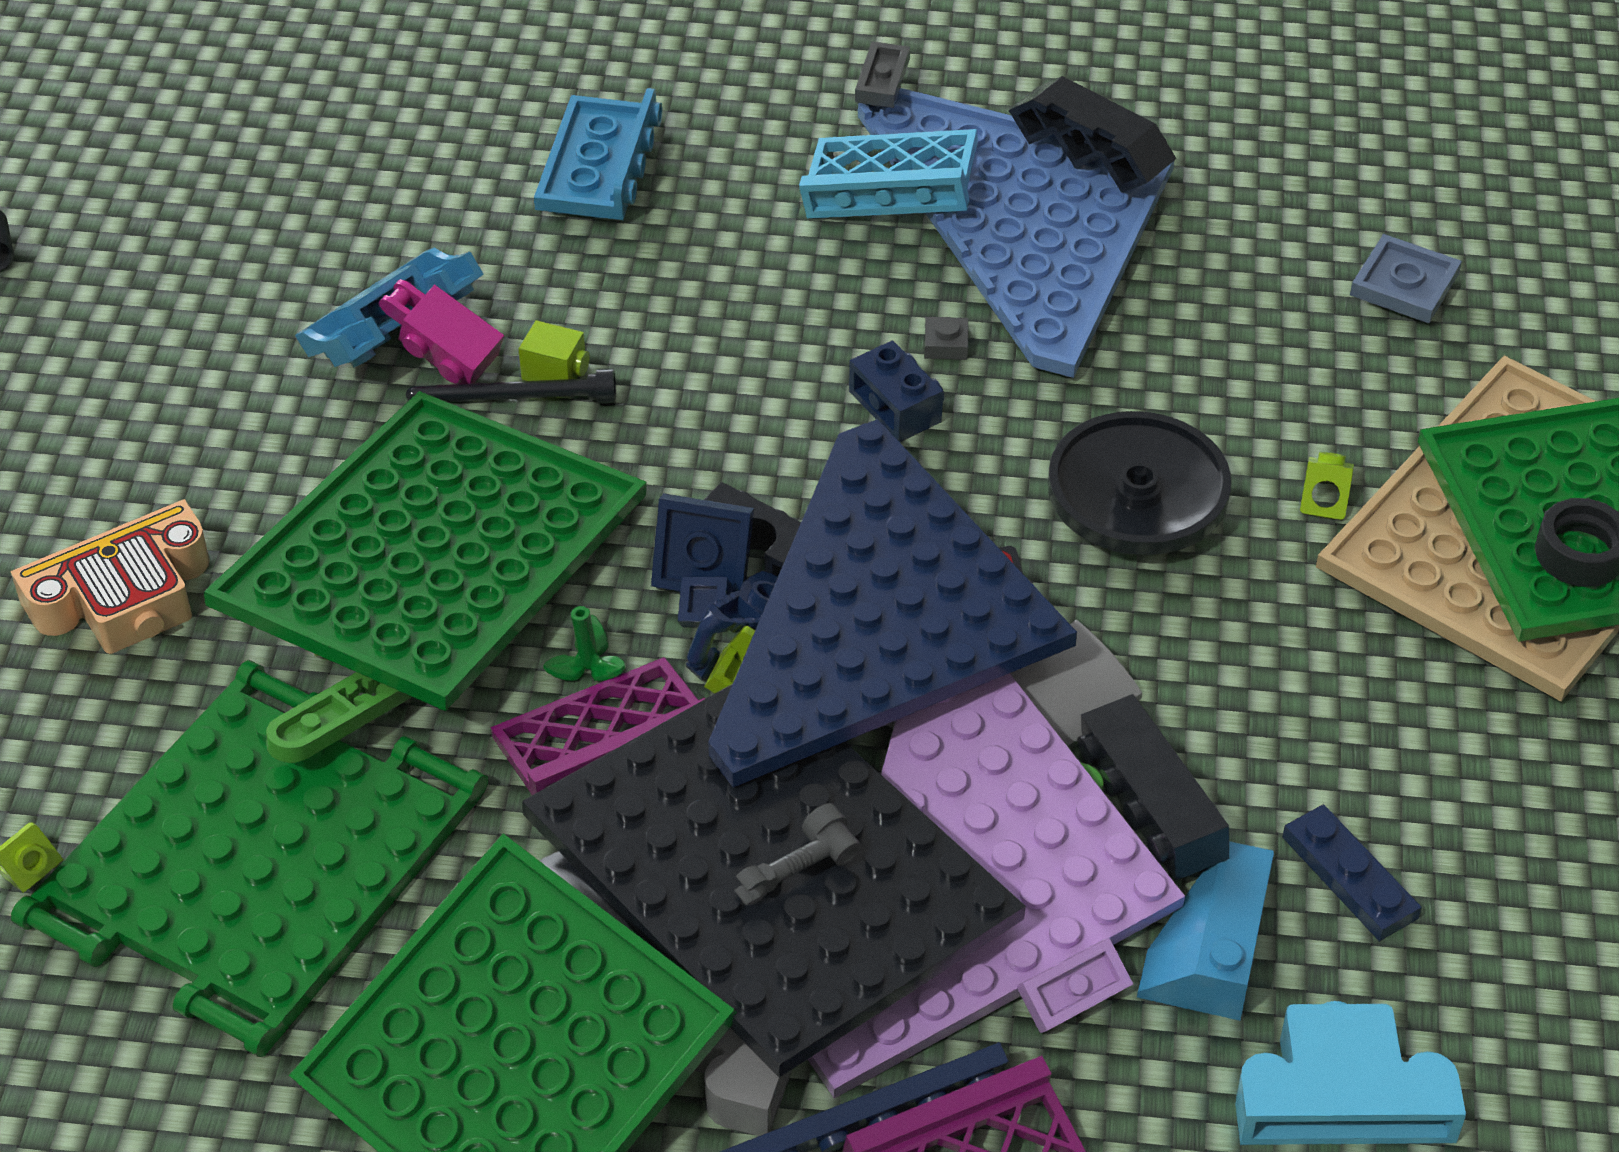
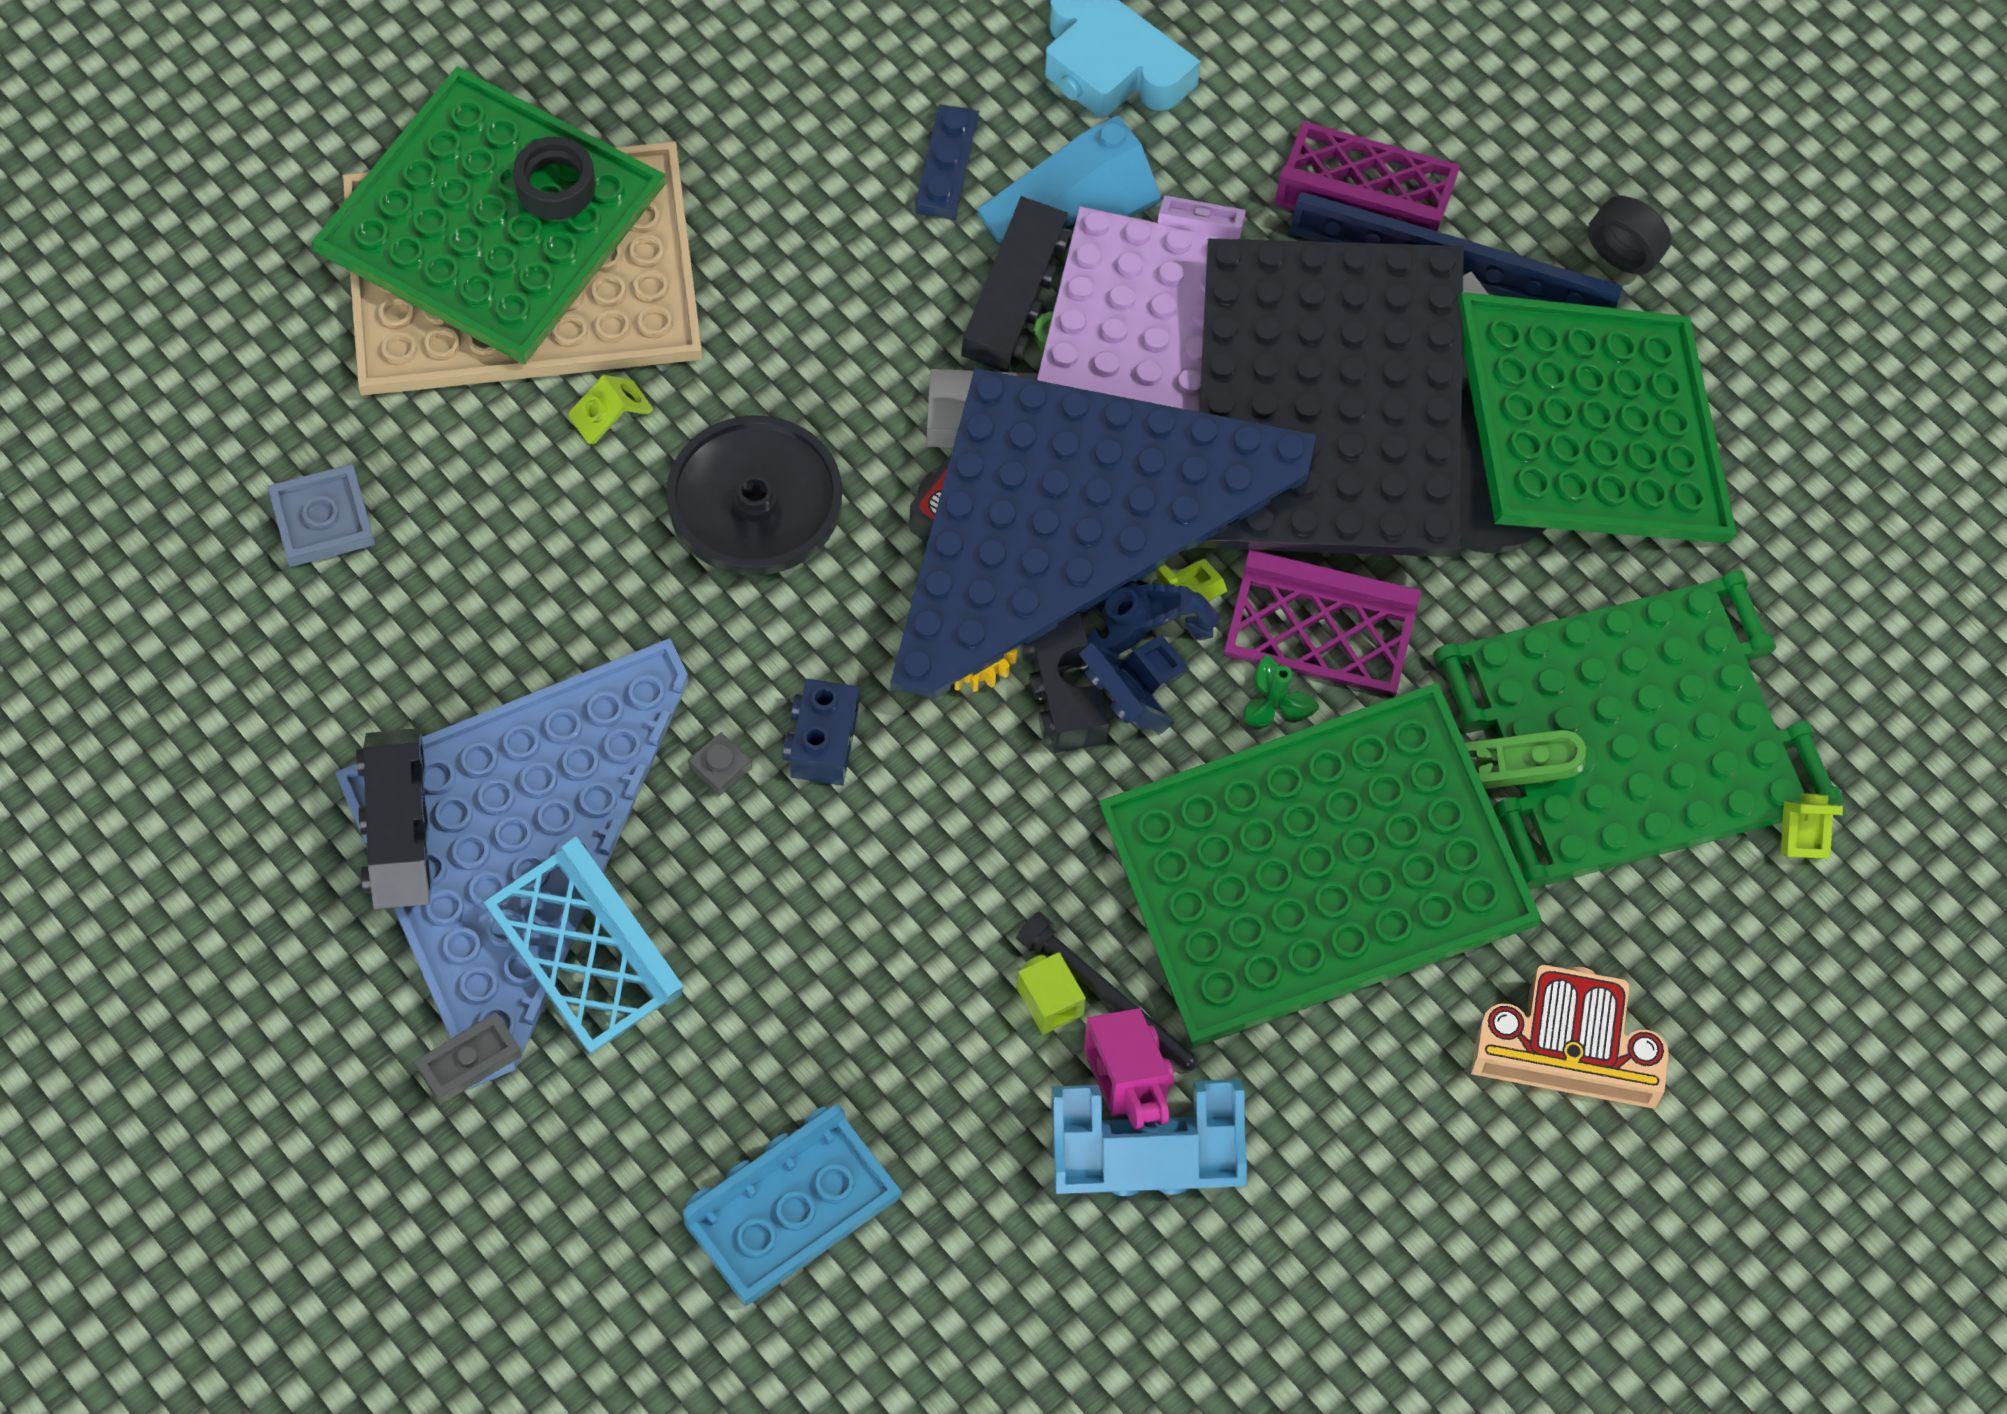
camera: 140 degrees left, 15 degrees up
(828, 836) = (1295, 349): dark grey brick -> none

